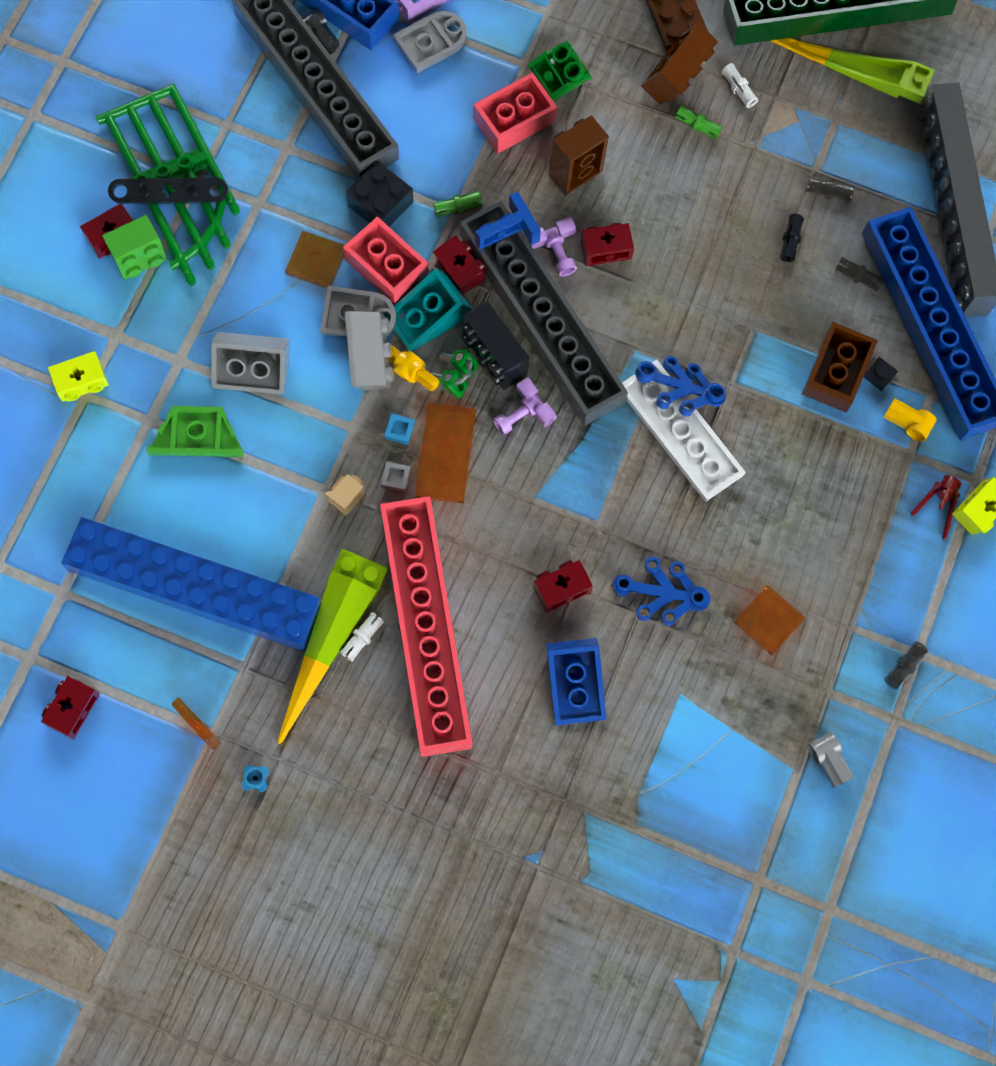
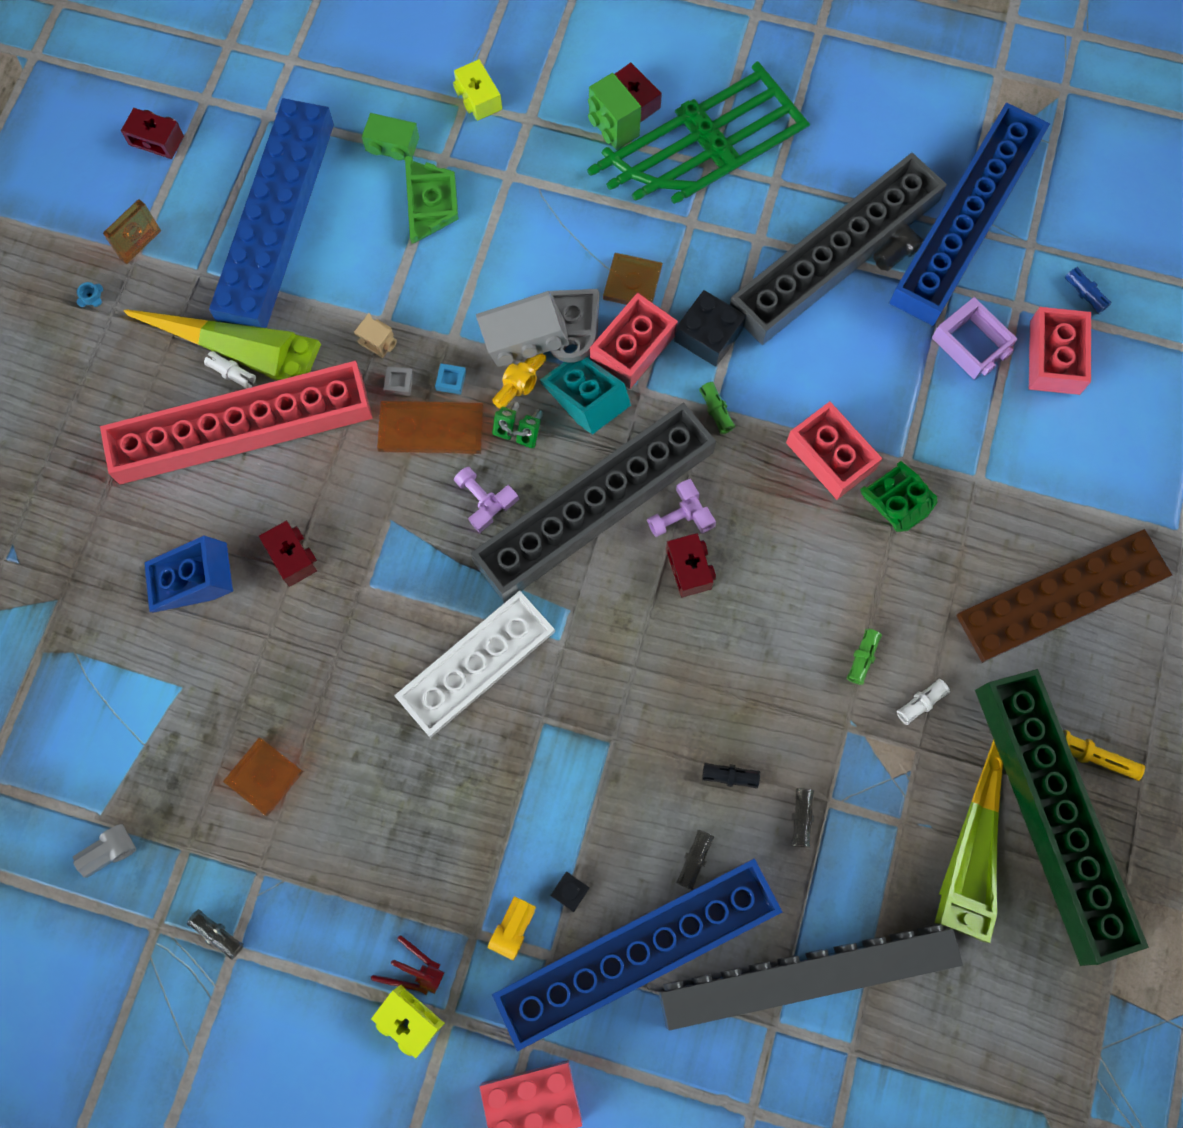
camera: 90 degrees right, 0 degrees up
(120, 465) = (390, 136): none -> bright green brick
(186, 190) = (680, 117): black piece -> none
(249, 363) = (509, 232): light grey slope -> none
(430, 40) = (912, 357): light grey plate -> none
(449, 257) = (640, 412): dark red brick -> none
(494, 346) = (546, 455): black brick -> none
(509, 224) = (682, 448): blue bracket -> none
(578, 154) = (784, 514): reddish brown brick -> none
(665, 592) = (289, 661): blue plant -> none
(680, 64) = (929, 624): reddish brown brick -> none
(708, 392) = (524, 661): blue plant -> none
(839, 367) = (565, 836): reddish brown brick -> none

